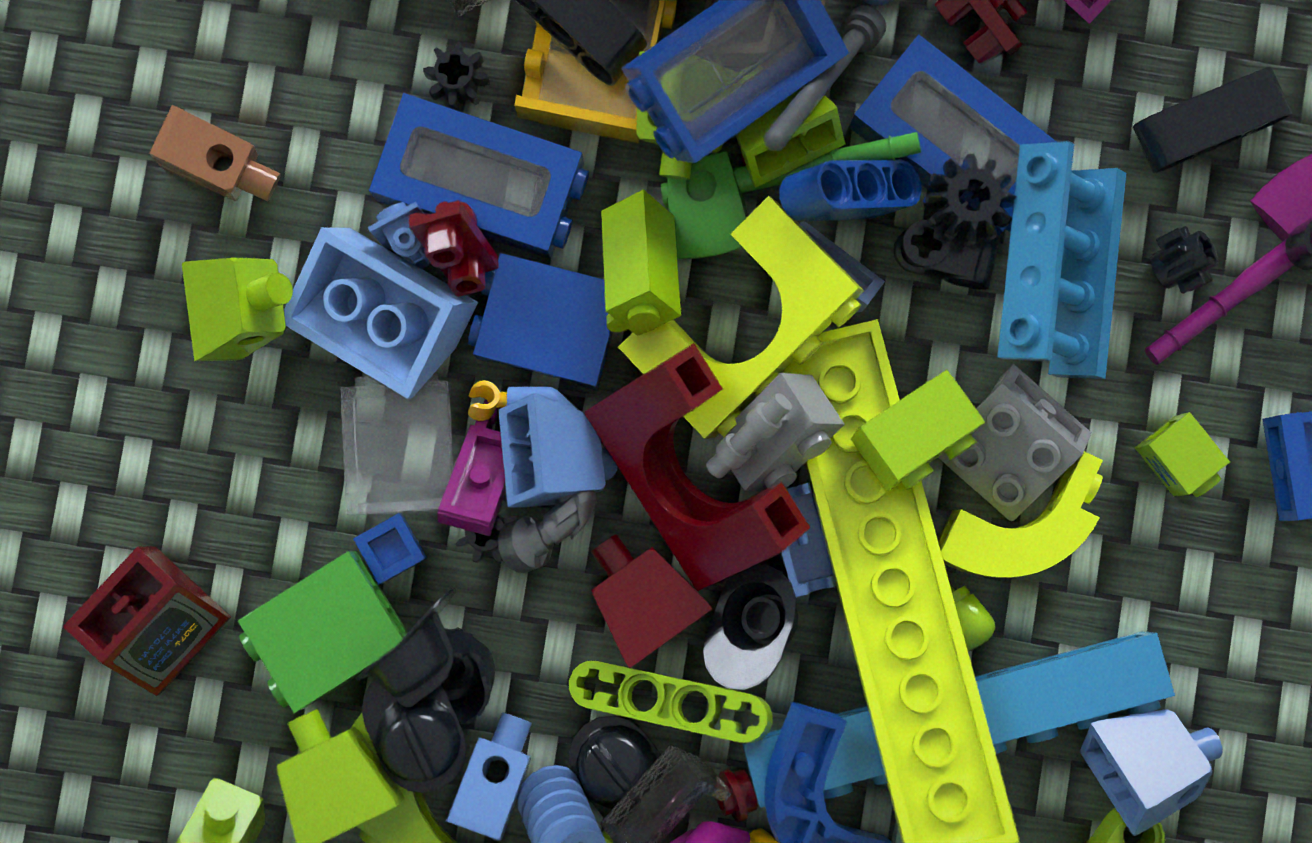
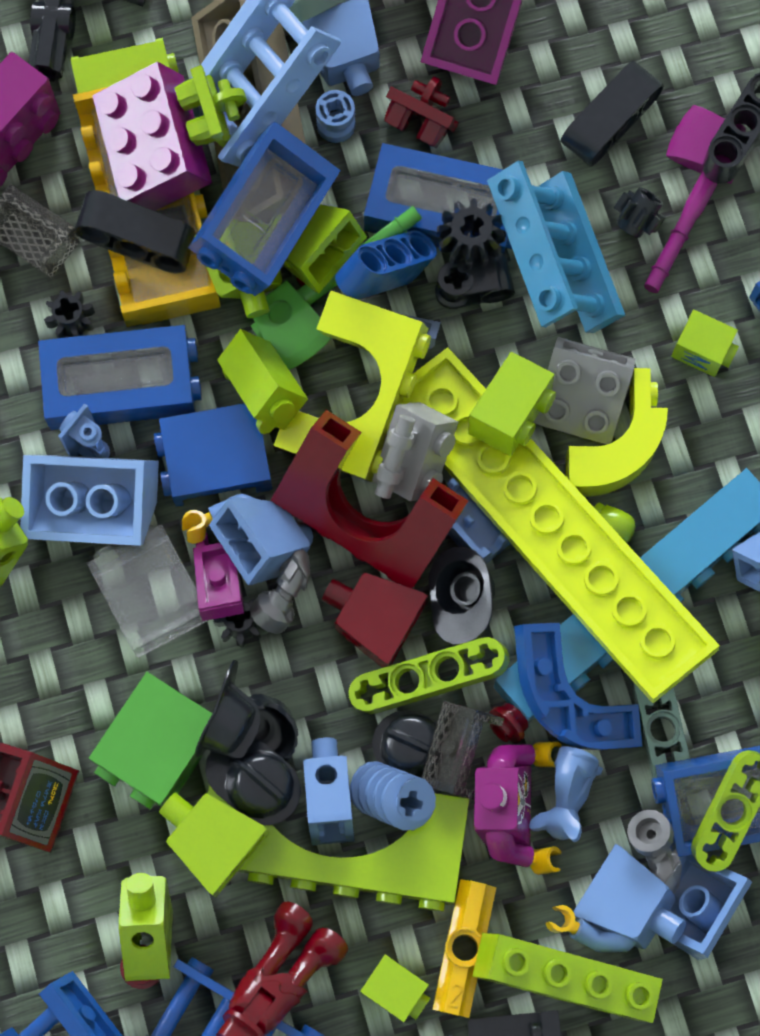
camera: 25 degrees left, 10 degrees down
(390, 548) = (175, 664): blue plate -> none
(455, 245) = (126, 423): dark red hips -> none
(860, 33) = (345, 158): dark grey piece -> none

